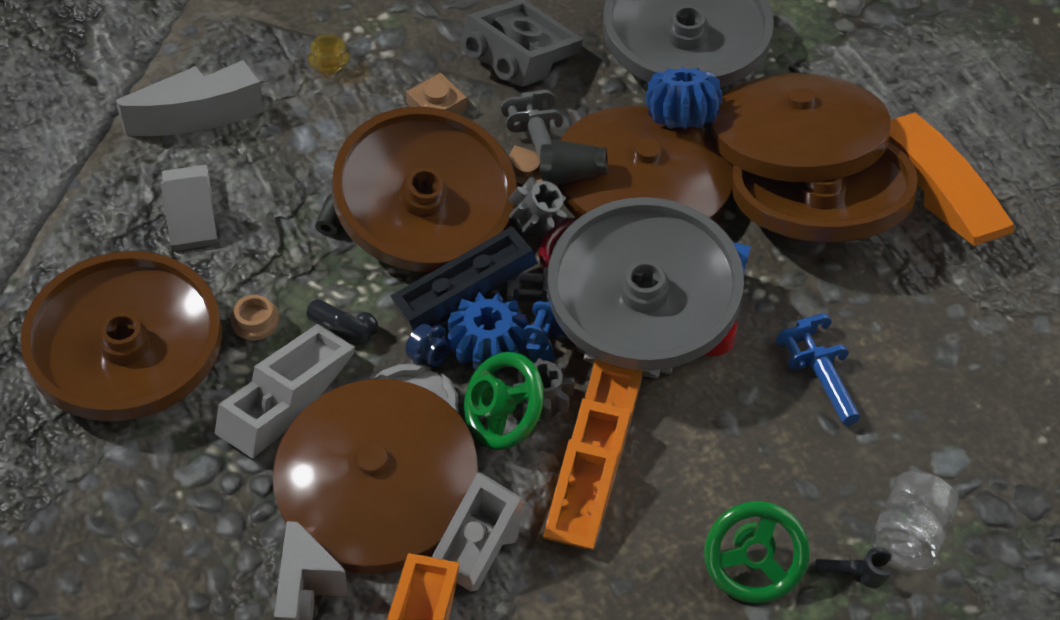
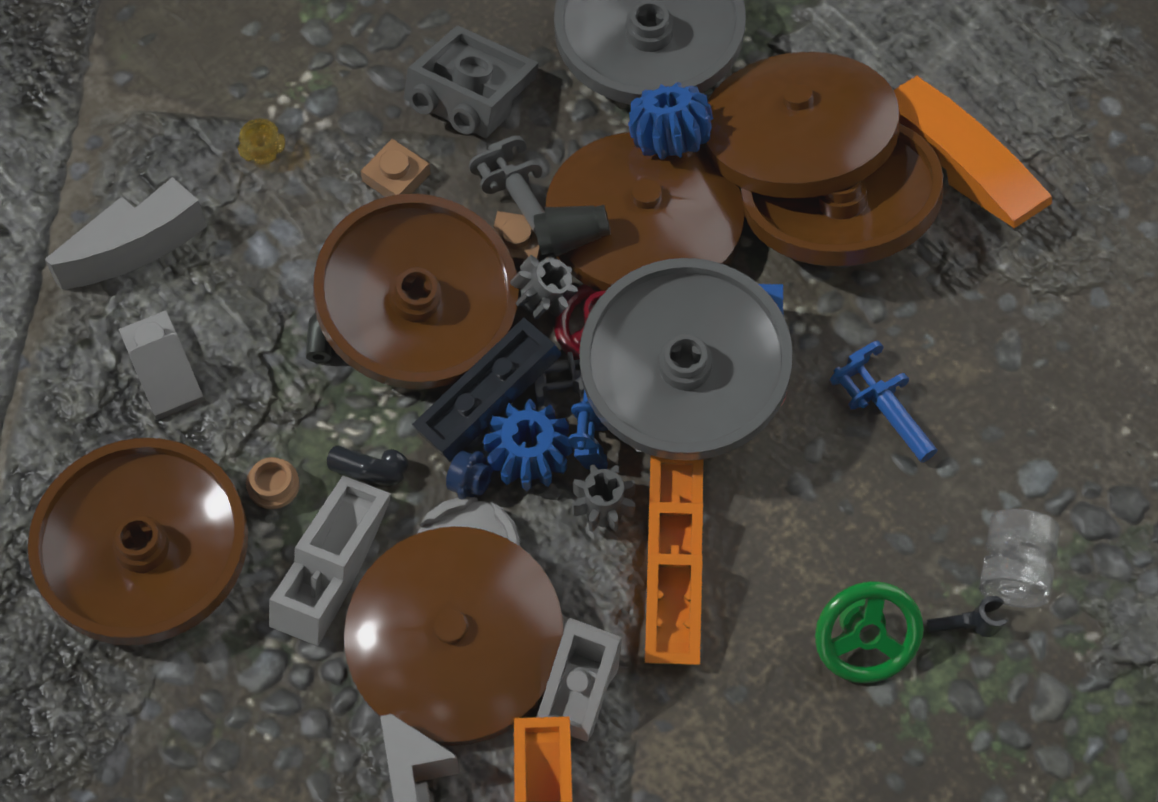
camera: 10 degrees left, 10 degrees up
(495, 401) = (553, 525): green piece -> none

